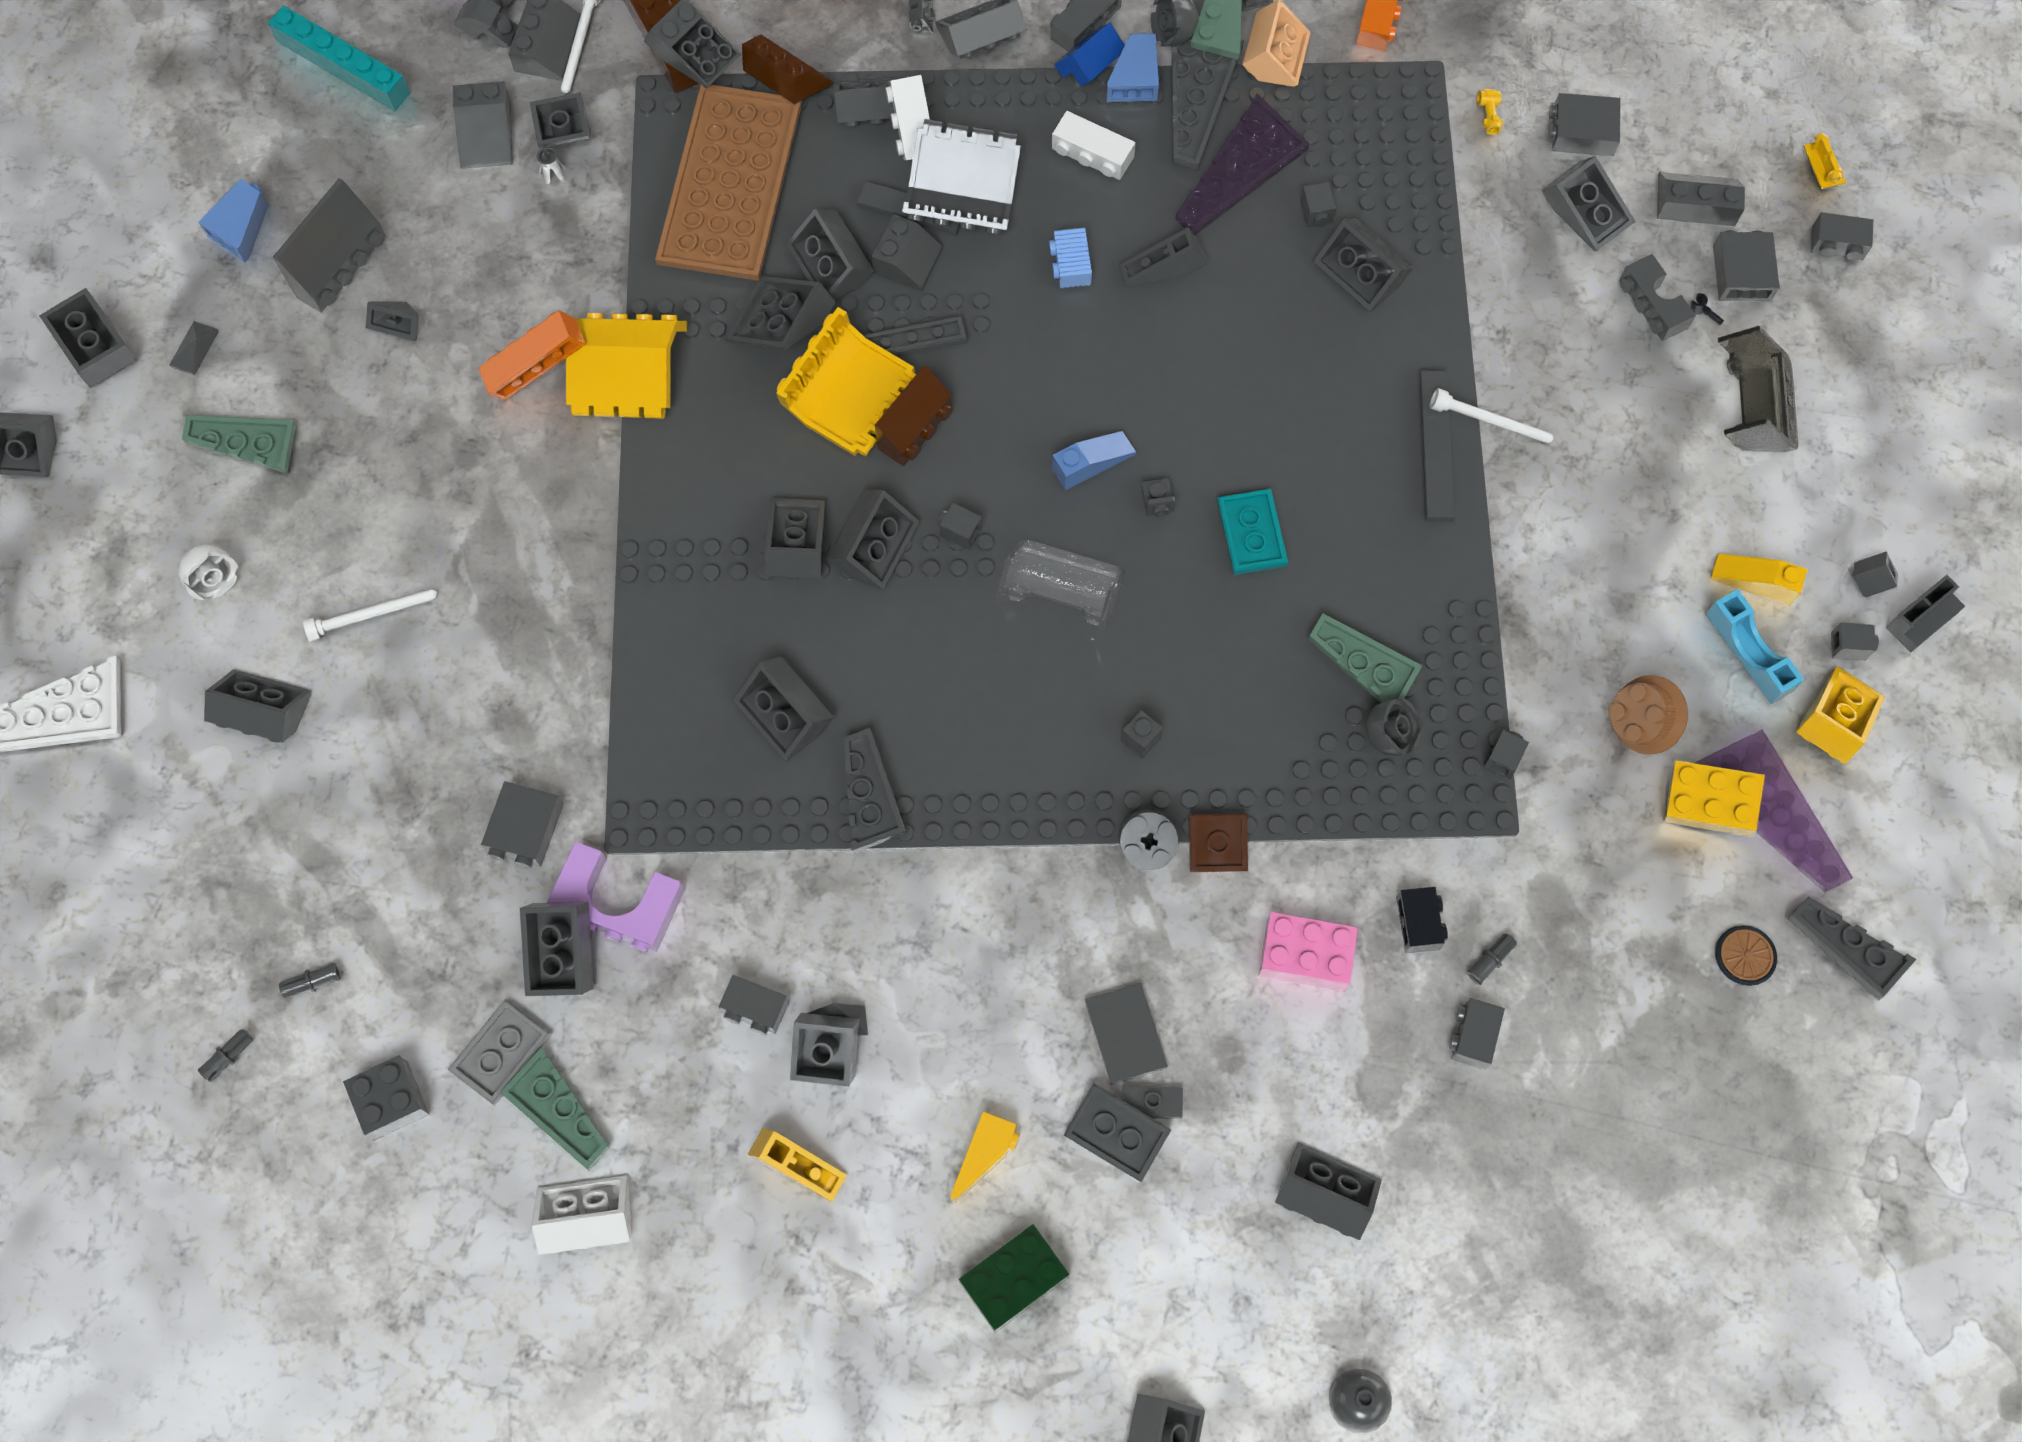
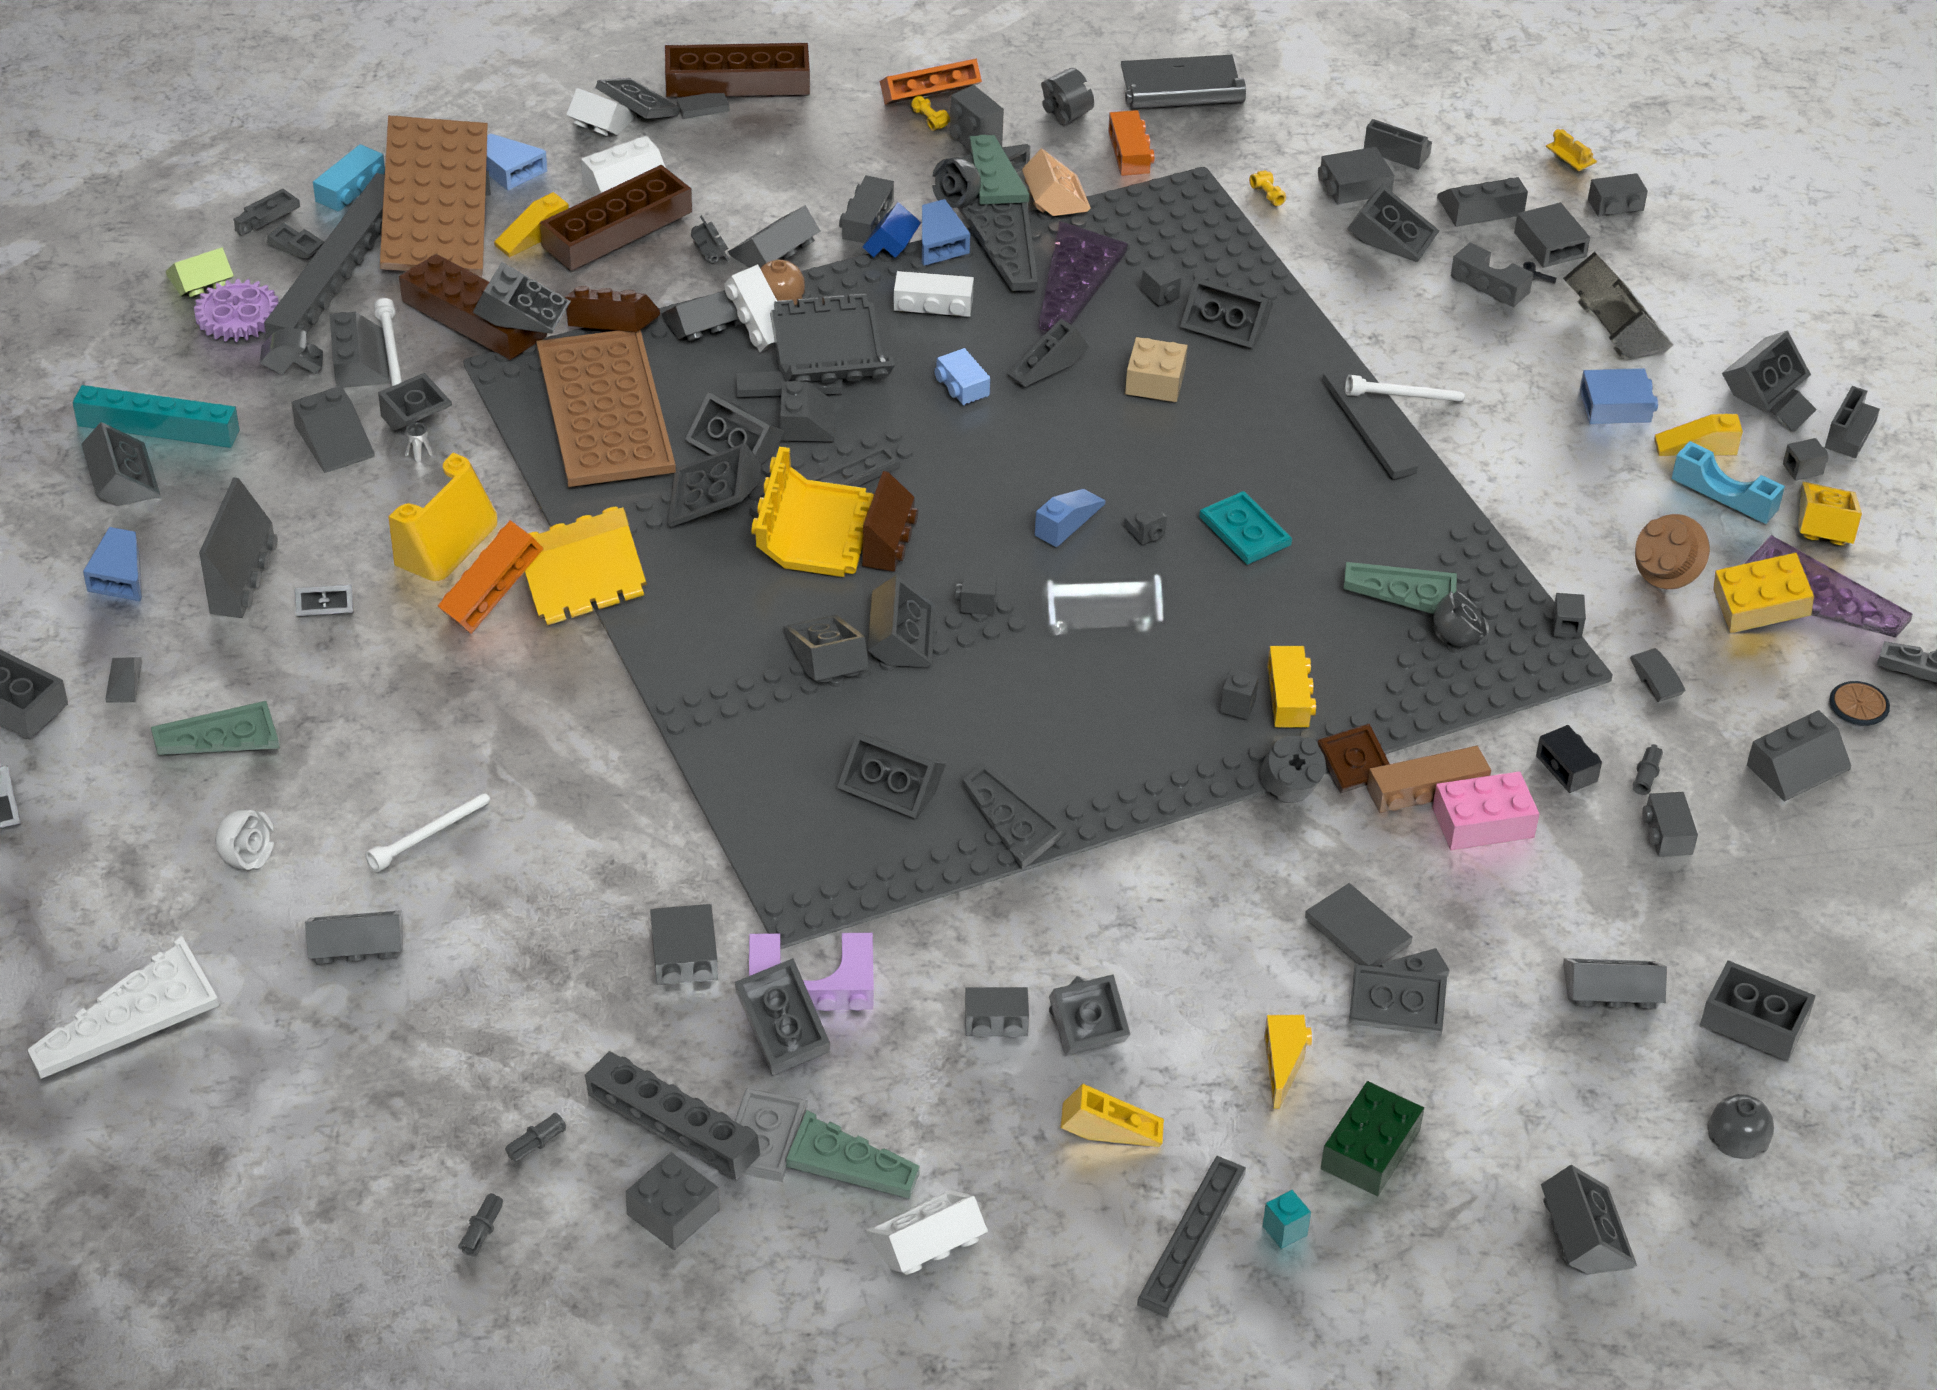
camera: 25 degrees left, 25 degrees down
(285, 106) = (119, 466): none -> dark grey slope
(388, 949) = (673, 1115): none -> dark grey brick
(527, 277) = (447, 529): none -> yellow windscreen
(809, 1310) = (1191, 1236): none -> dark grey tile
(893, 1334) = (1286, 1219): none -> teal brick
(955, 85) = (784, 280): none -> medium nougat cylinder
(1195, 741) = (1290, 686): none -> yellow brick
(1258, 312) = (1156, 369): none -> tan brick
(1274, 892) = (1415, 780): none -> medium nougat brick
(1442, 1285) = (1757, 1010): none -> dark grey brick
(1562, 849) = (1659, 674): none -> dark grey slope
(1648, 96) = (1398, 144): none -> dark grey piece
(1648, 1003) = (1799, 755): none -> dark grey slope
(1704, 495) = (1618, 396): none -> medium blue brick
(1874, 517) = (1767, 372): none -> dark grey slope

